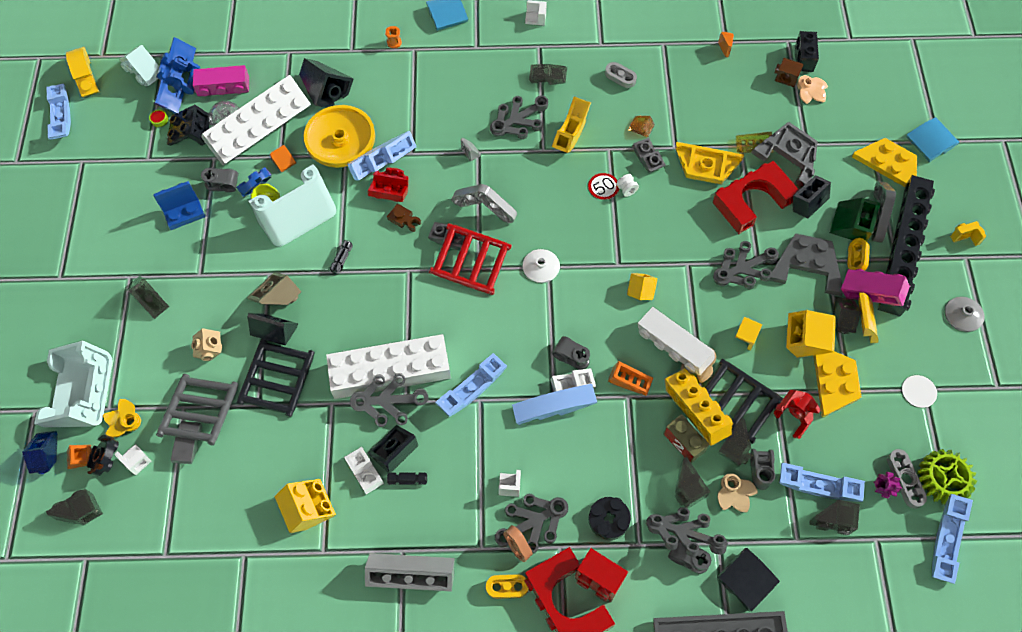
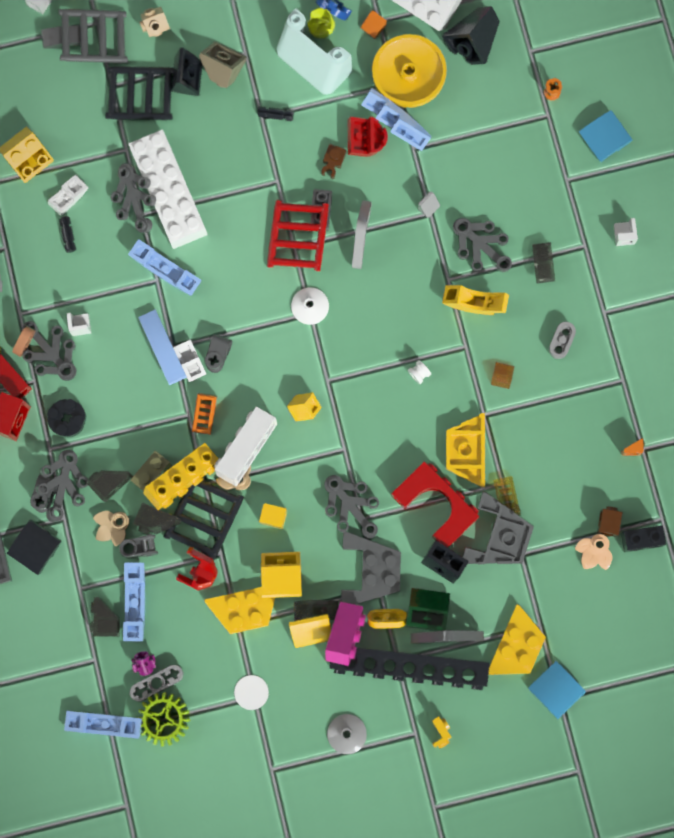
camera: 85 degrees right, 15 degrees up
(394, 448) = (91, 214): black slope -> none
(603, 186) = (417, 348): sticker -> none
(647, 155) = (464, 388): flat silver slope -> none

